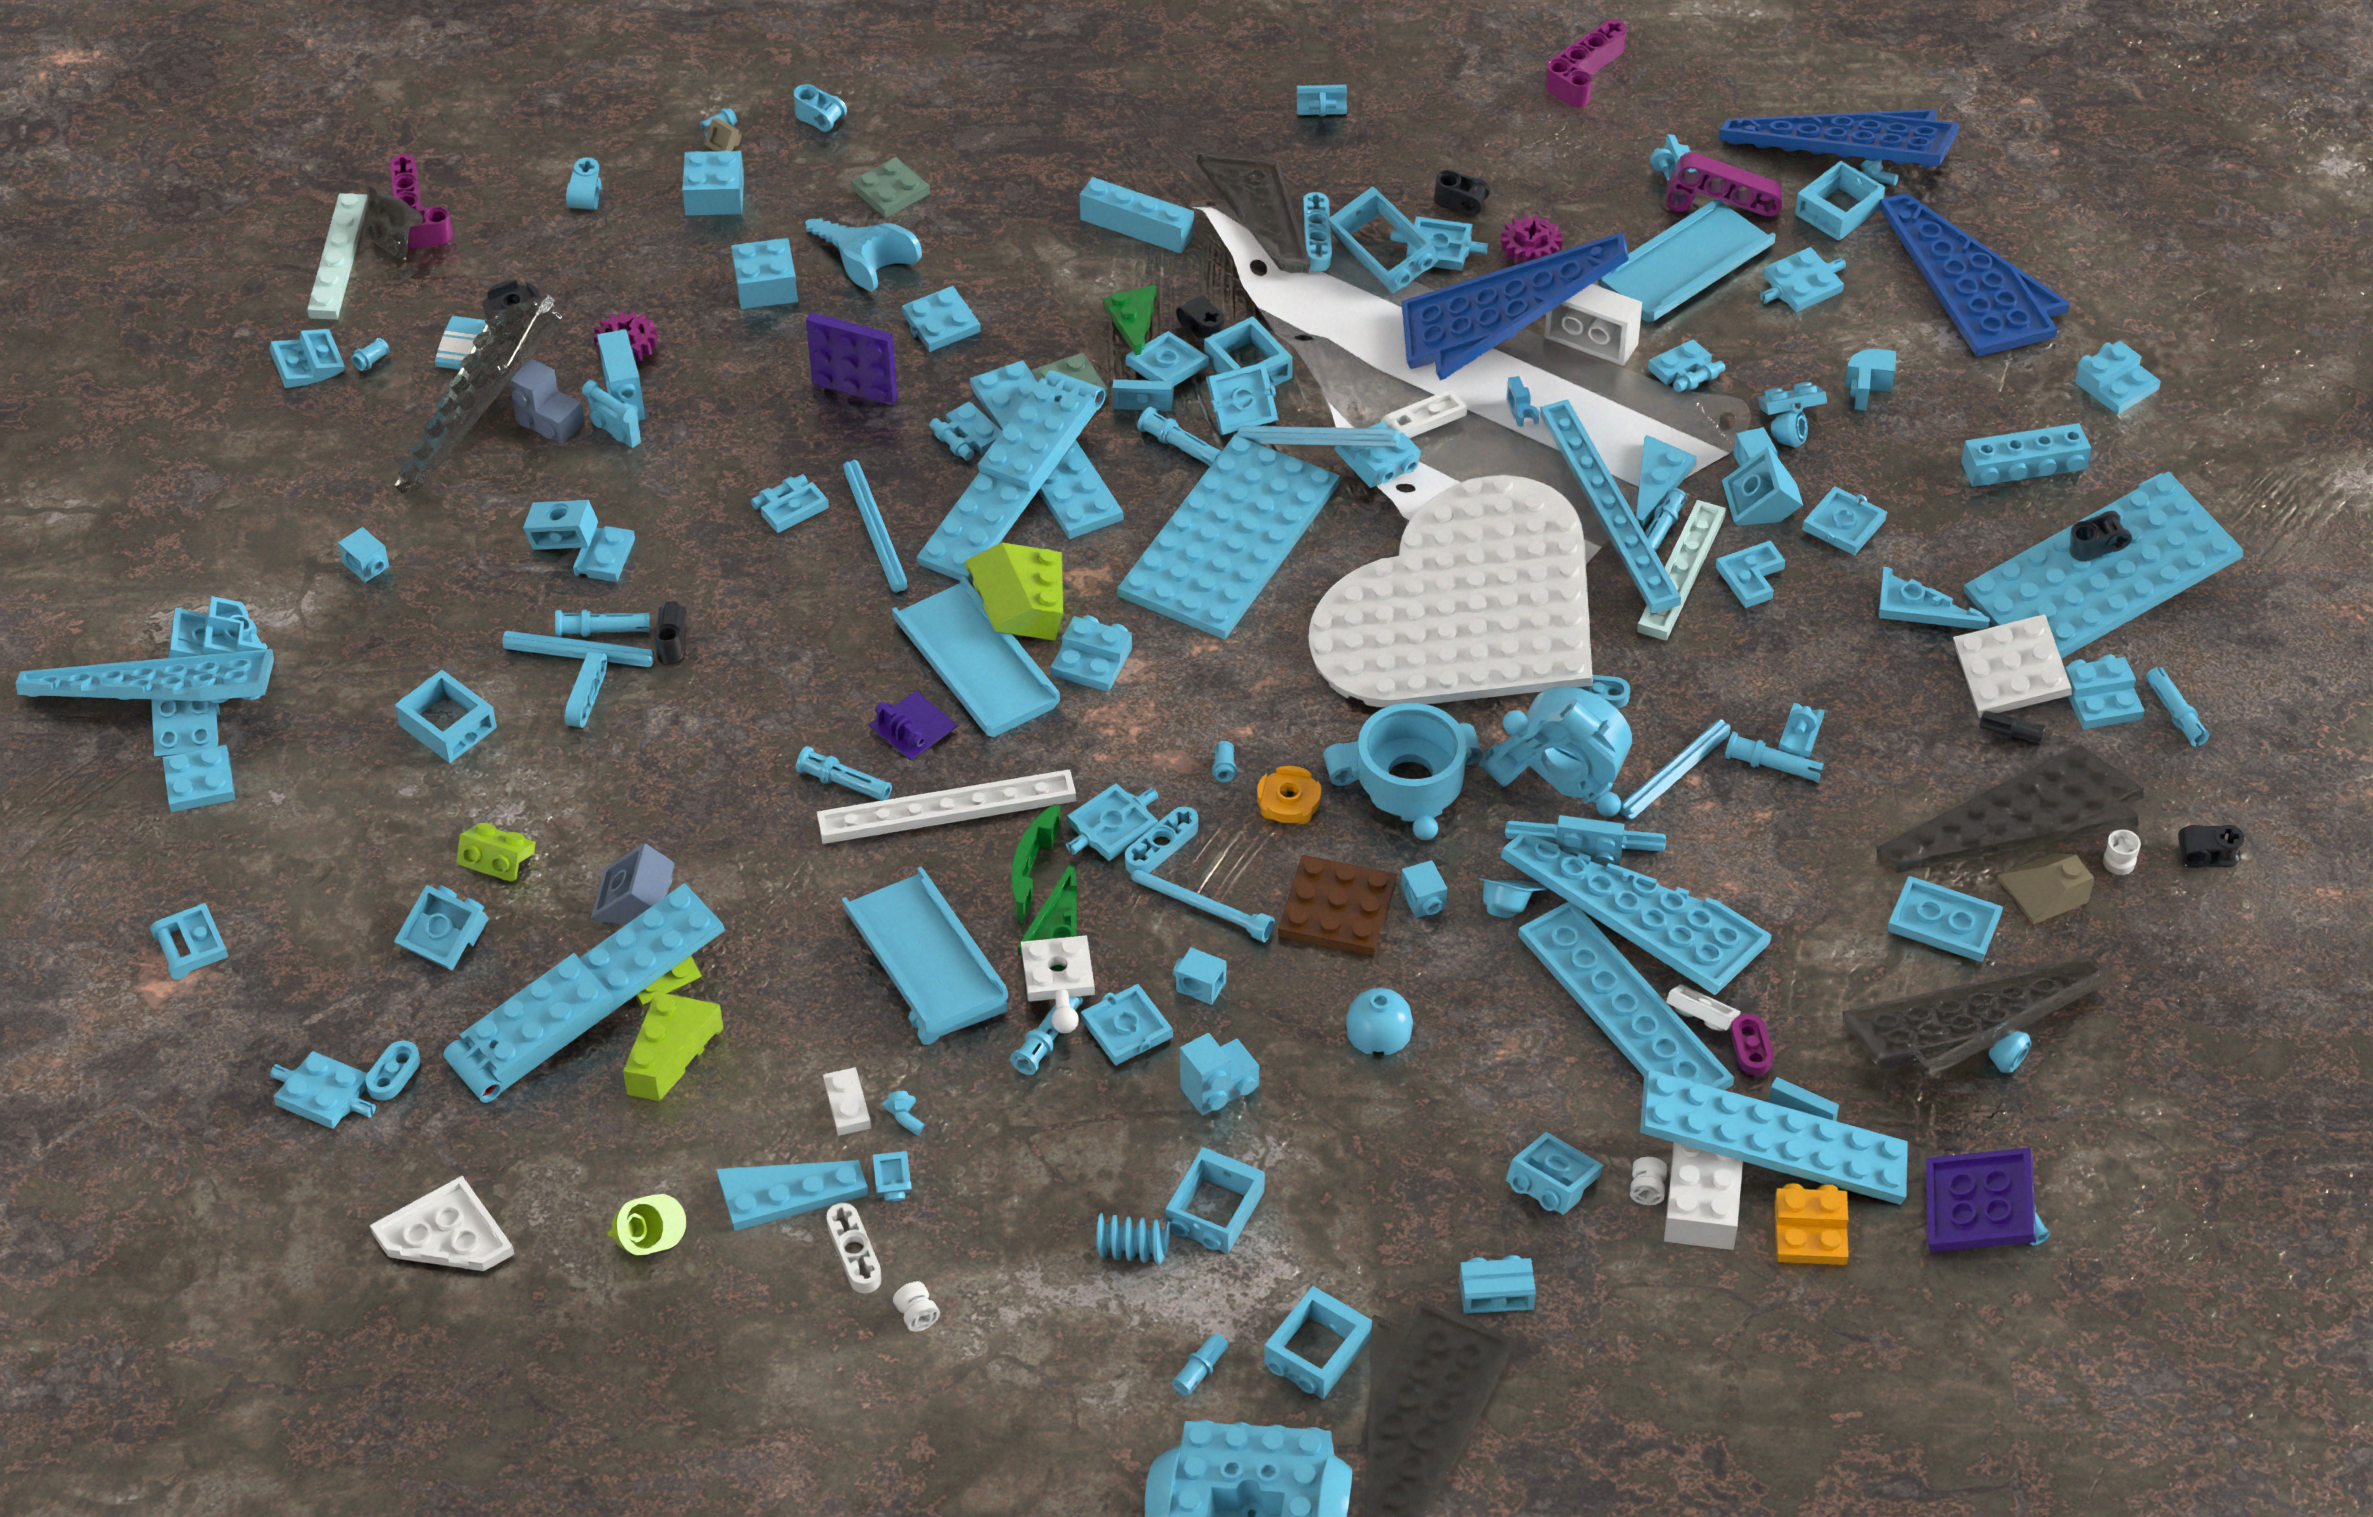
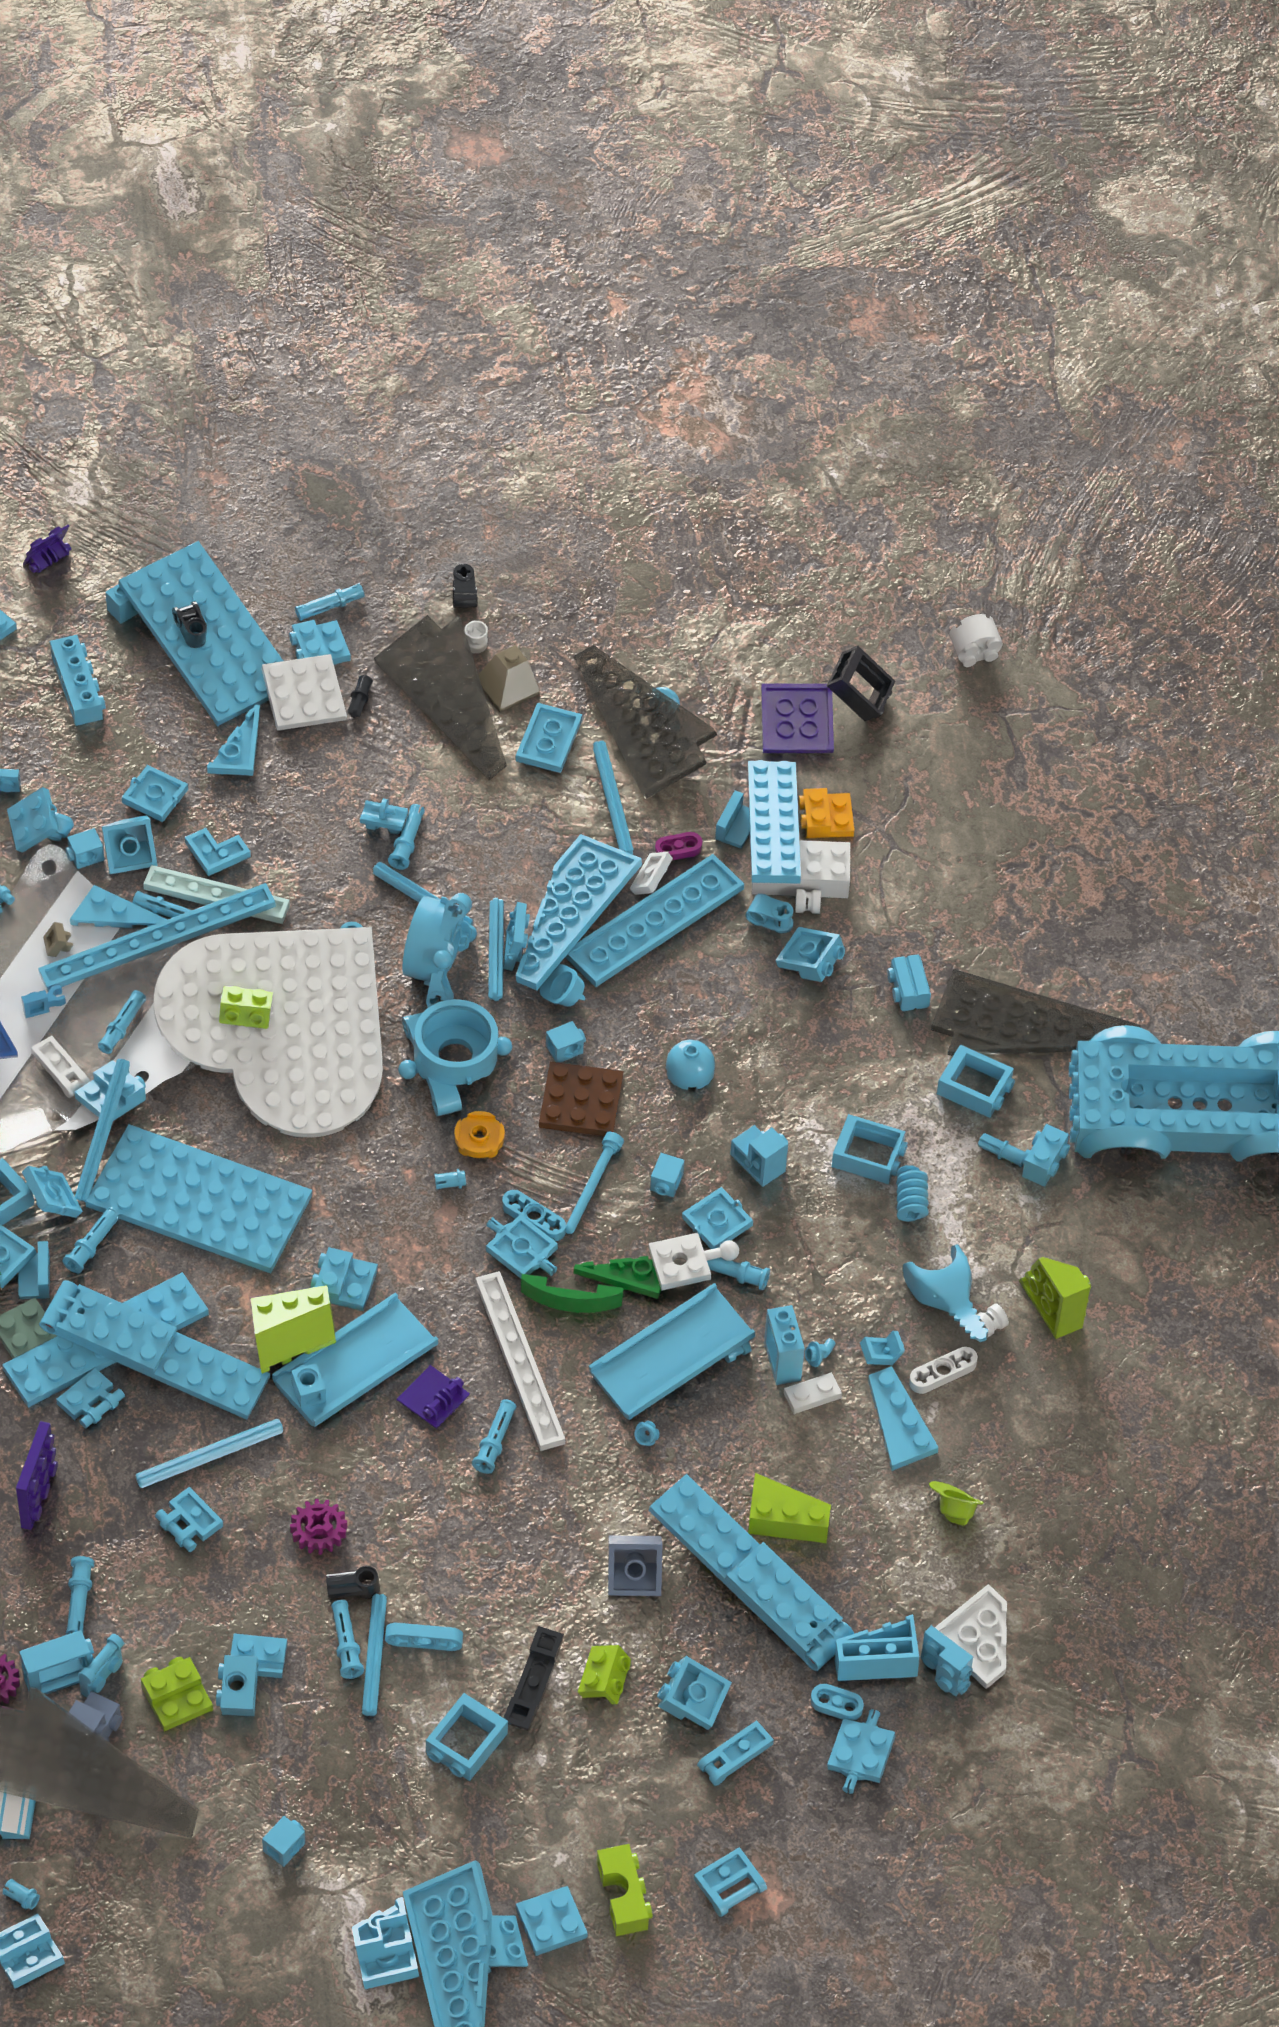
camera: 100 degrees left, 5 degrees up
(234, 840) = (619, 1867): none -> lime arch
(355, 964) = (735, 1752): none -> medium azure plate
(403, 1177) = (950, 1660): none -> medium azure plate
(440, 1116) = (879, 1653): none -> medium azure wedge
(496, 784) = (534, 1679): none -> black slope
(575, 478) = (176, 1693): none -> lime plate
(725, 410) = (79, 1585): none -> medium azure pin
(752, 607) = (318, 1526): none -> magenta gear
(816, 919) = (641, 1436): none -> medium azure plate
(888, 1073) = (784, 1345): none -> medium azure window
(929, 1368) = (1058, 1294): none -> lime wedge
(936, 600) = (312, 1394): none -> medium azure brick
(967, 1260) = (948, 1291): none -> medium azure animal
(1170, 1402) = (1045, 1155): none -> medium azure brick
(1472, 464) = (117, 1029): none -> medium azure pin
(1472, 549) = (245, 1007): none -> lime bracket
(1613, 418) = (56, 940): none -> dark tan tile
(1625, 1139) = (768, 912): none -> medium azure piece
(1840, 982) = (612, 797): none -> medium azure axle
(2053, 1243) = (857, 660): none -> black window
(2142, 1444) = (976, 640): none -> white brick
(2238, 432) = (47, 550): none -> dark purple hinge

